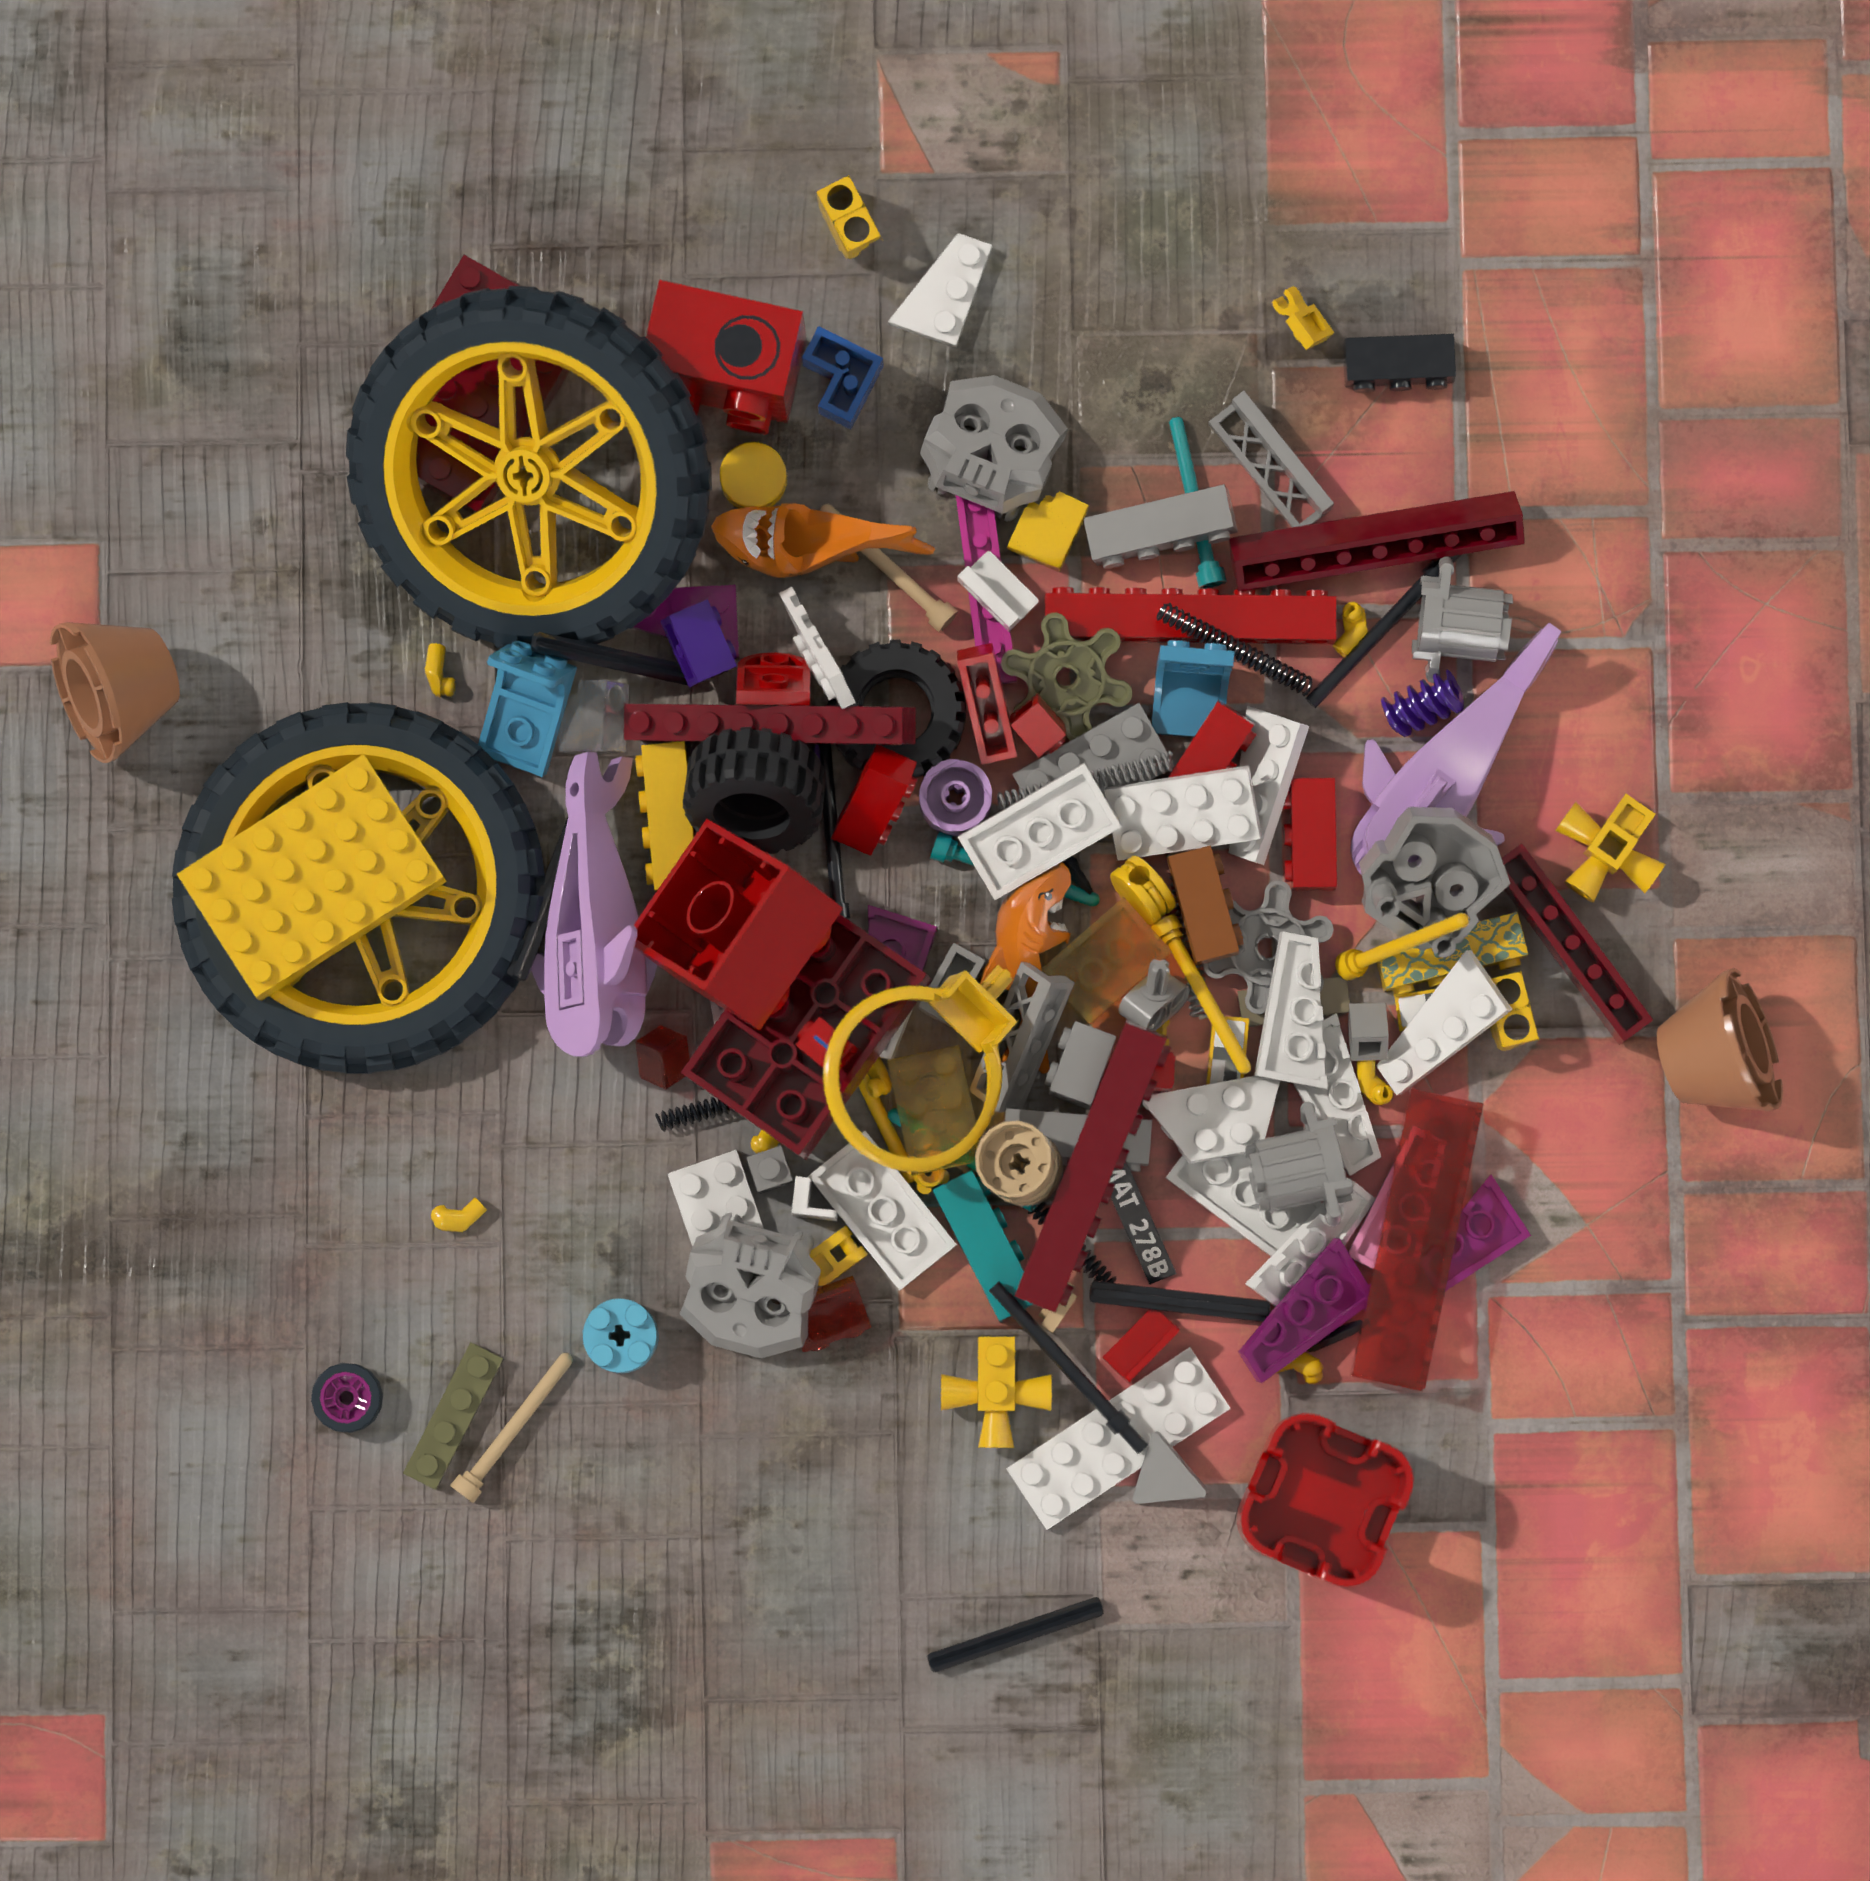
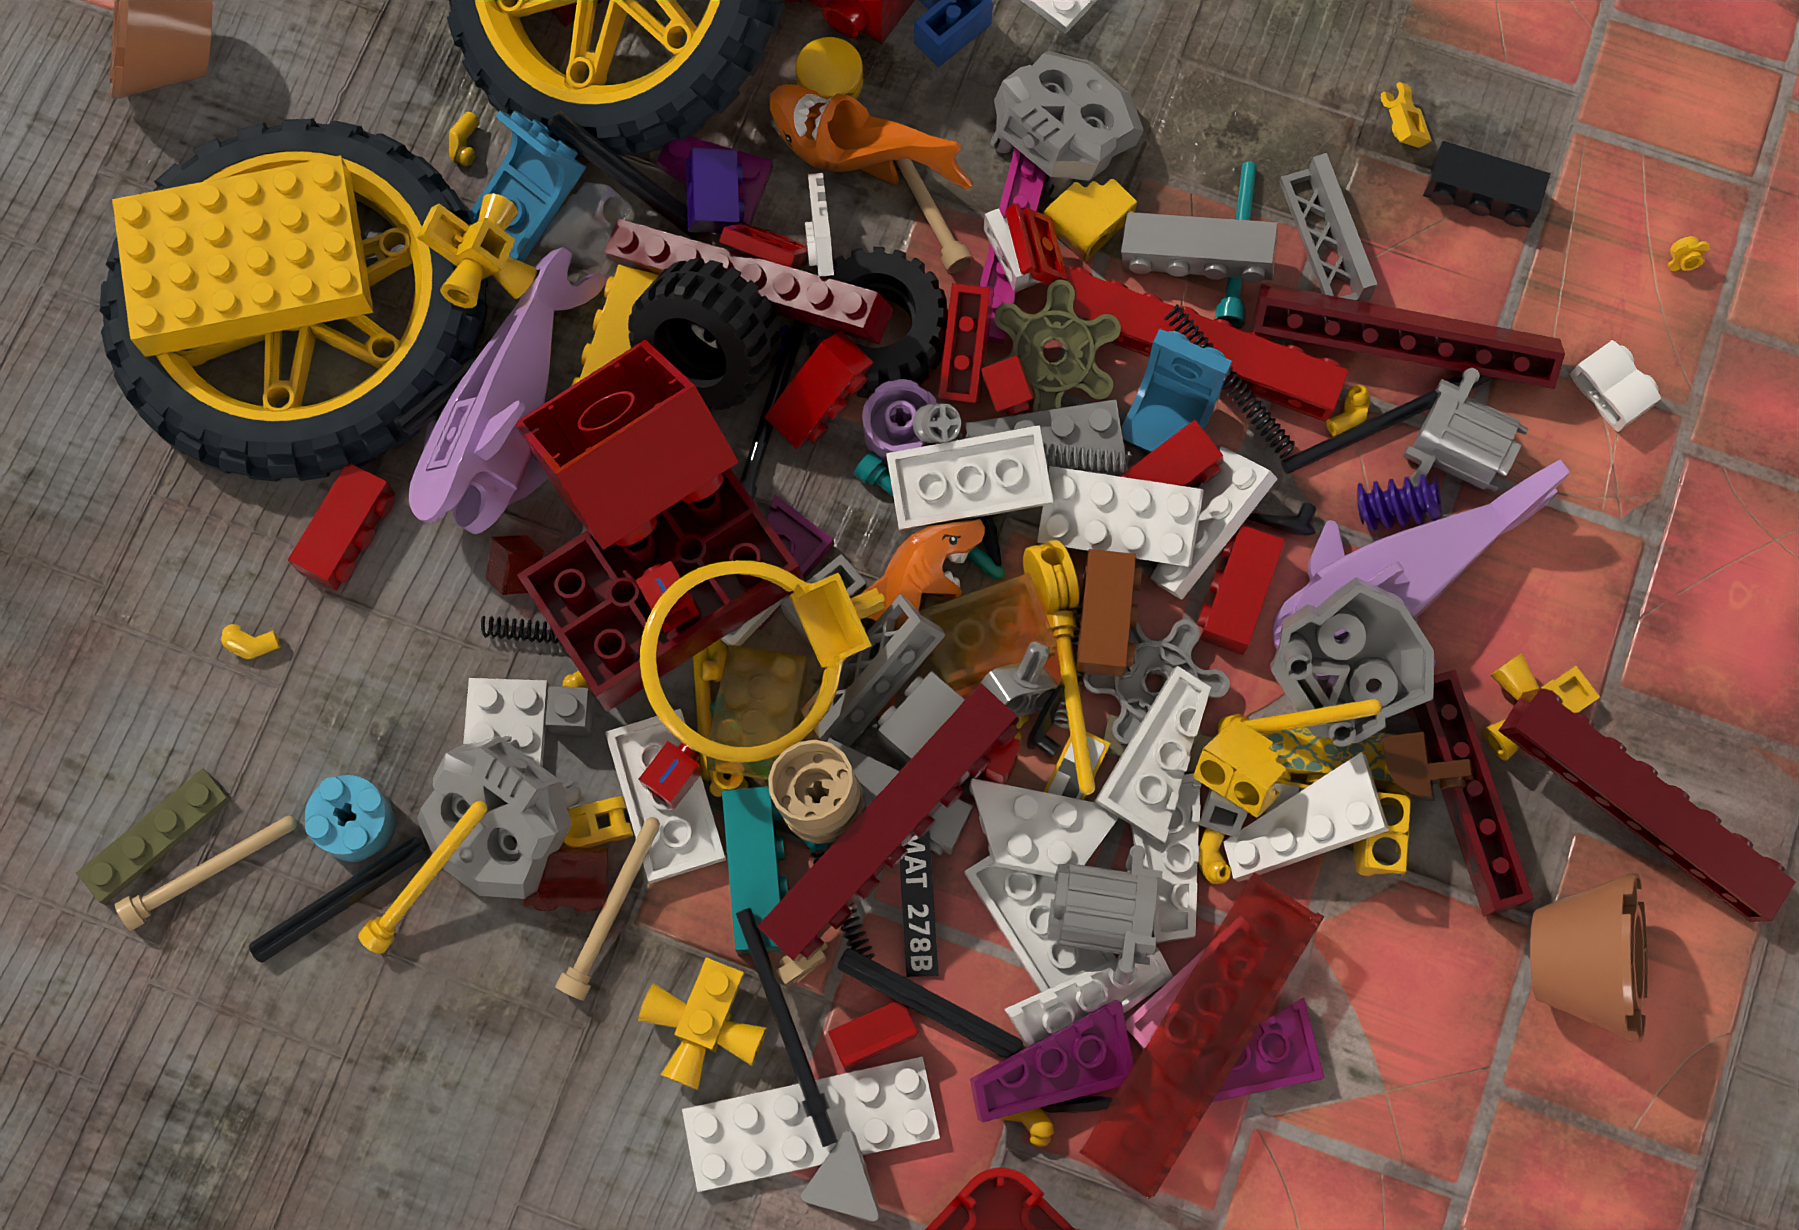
camera: 20 degrees right, 10 degrees down
(327, 1398) = (38, 770): wheel -> none
(496, 1082) = (342, 527): none -> red brick
(519, 790) = (477, 250): none -> yellow brick
(639, 1407) = (338, 899): none -> black axle
(688, 1422) = (379, 933): none -> yellow piece
(801, 1202) = (587, 751): white panel -> none
(872, 1395) = (576, 978): none -> tan piece
(884, 1192) = (672, 773): none -> red brick
(1001, 797) = (946, 422): none -> light grey wheel
(1015, 588) = (1035, 244): none -> red plate
(1183, 1034) = (1045, 720): none -> black bar
(1338, 755) = (1290, 524): none -> black bar
(1369, 1001) = (1241, 767): none -> yellow piece
(1514, 949) = (1411, 767): none -> reddish brown brick
(1578, 514) = (1616, 385): none -> white brick
(1603, 360) = (1687, 254): none -> yellow plate
(1722, 900) = (1647, 805): none -> dark red brick

